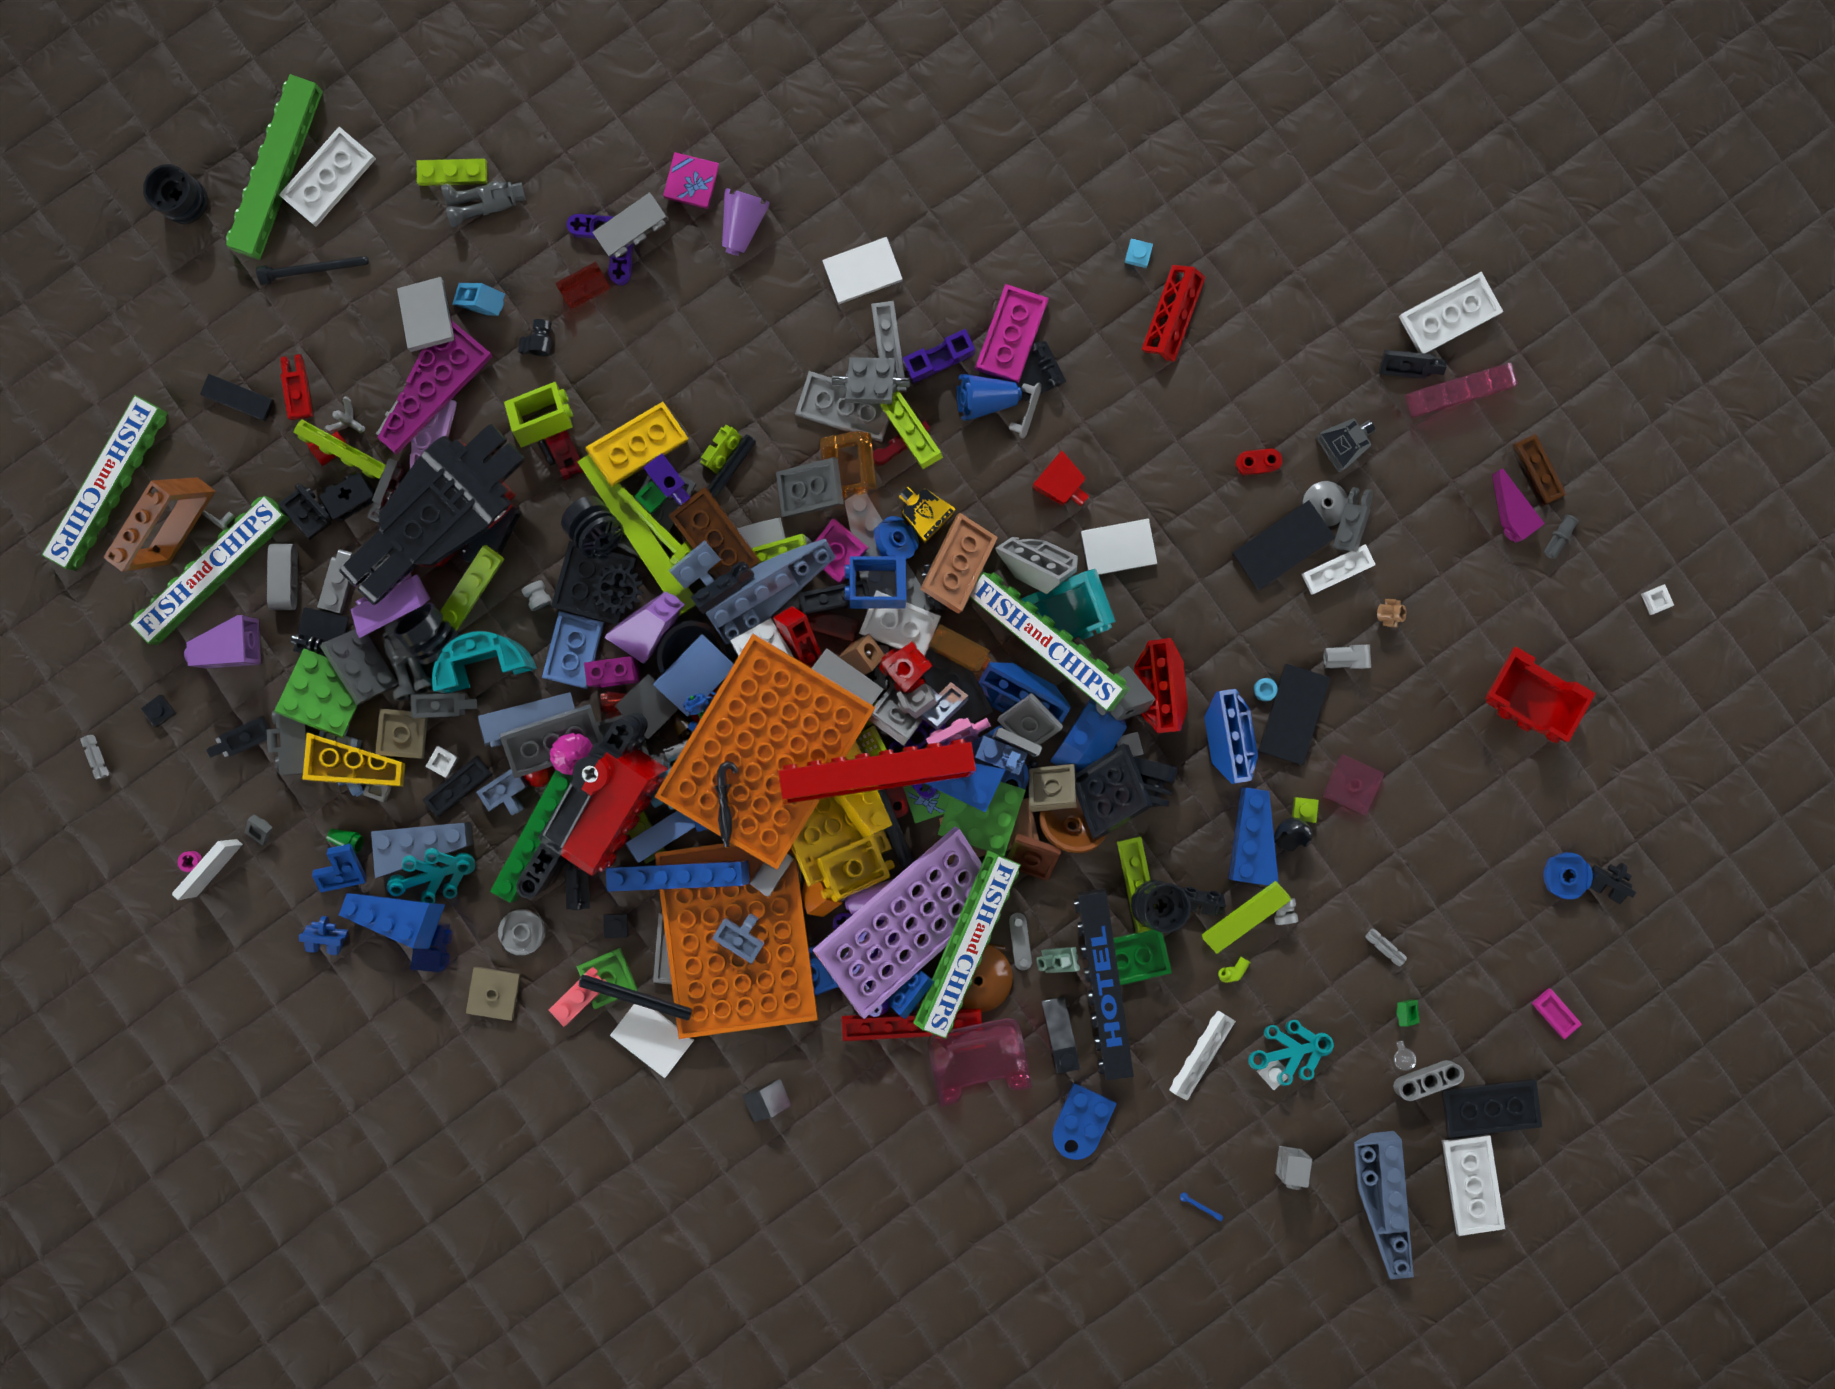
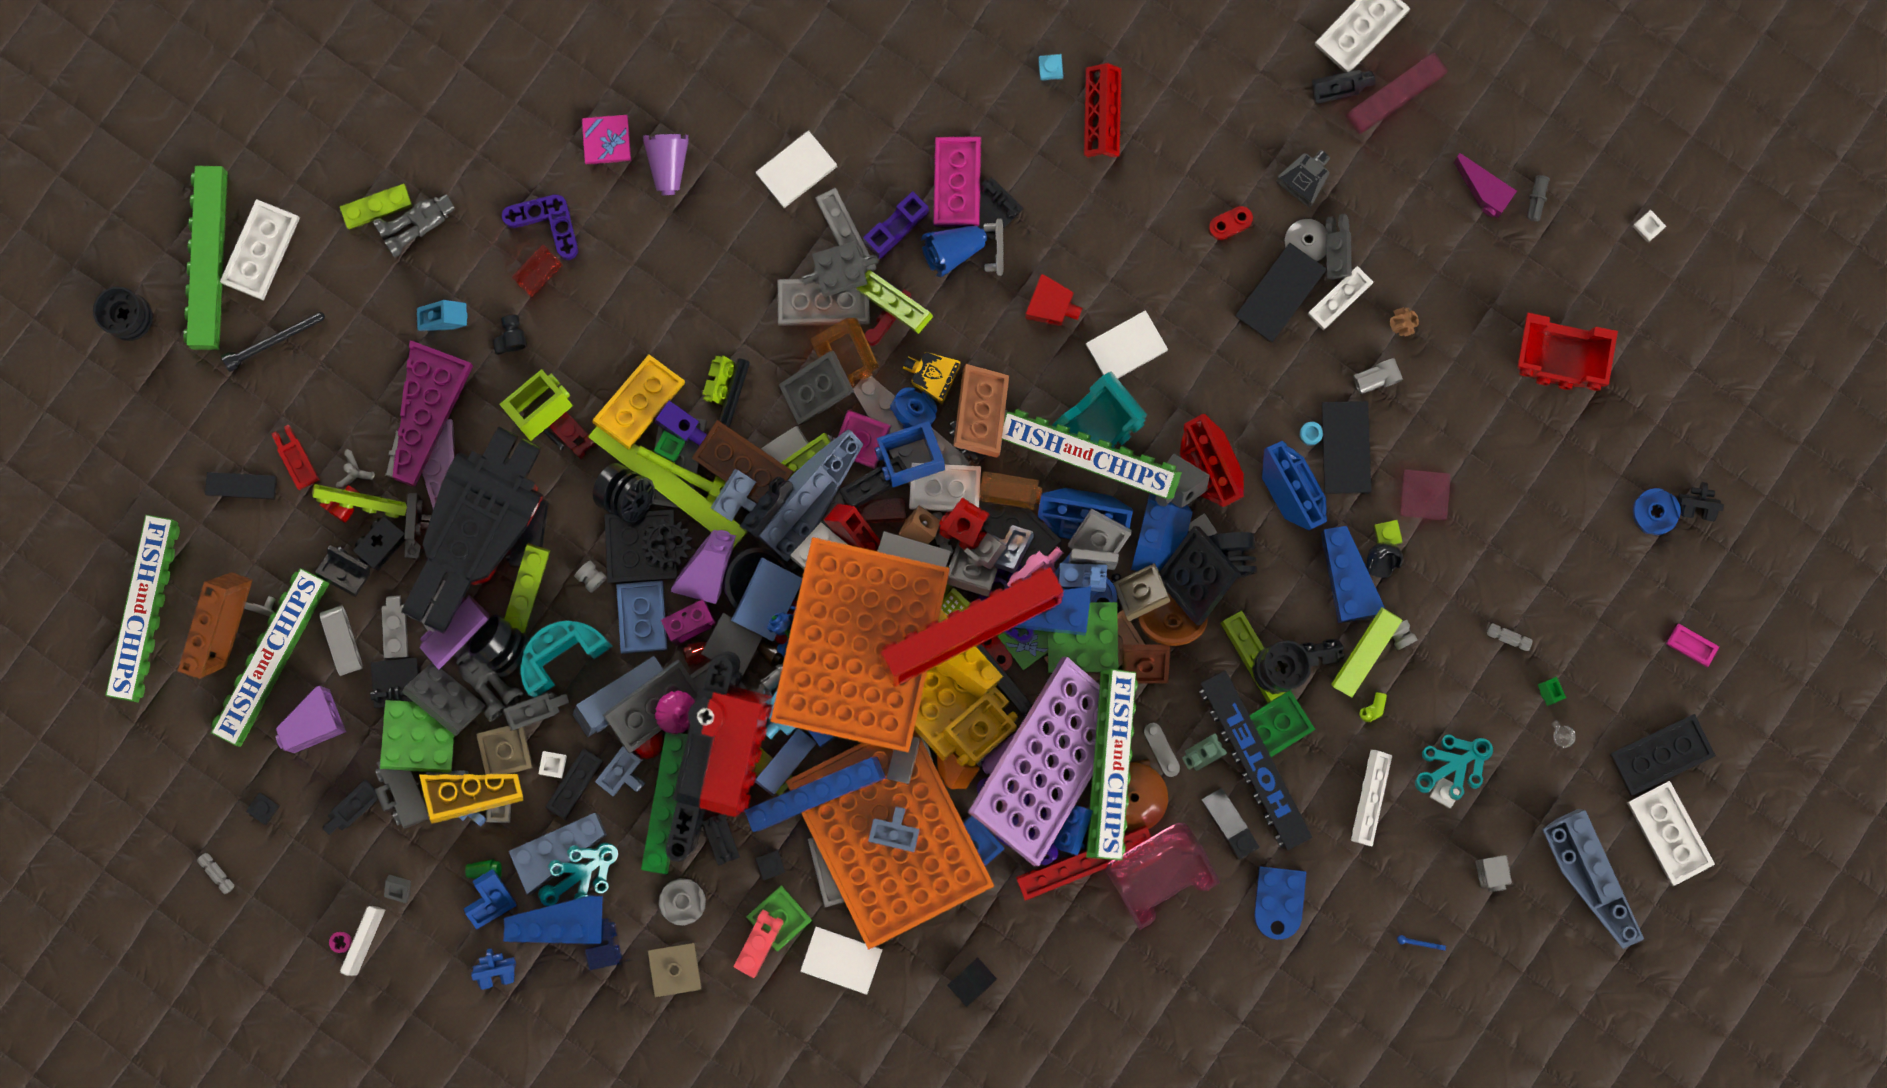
camera: 15 degrees left, 5 degrees down
(425, 314) = (396, 347): light grey tile -> none
(631, 226) = (566, 200): light grey wedge -> none
(635, 997) = (814, 922): black axle -> none
(722, 790) = (832, 691): black piece -> none
(1038, 562) = (1055, 386): light grey wedge -> none
(1439, 1081) = (1604, 745): light grey beam -> none
(1539, 469) = (1496, 142): reddish brown tile -> none

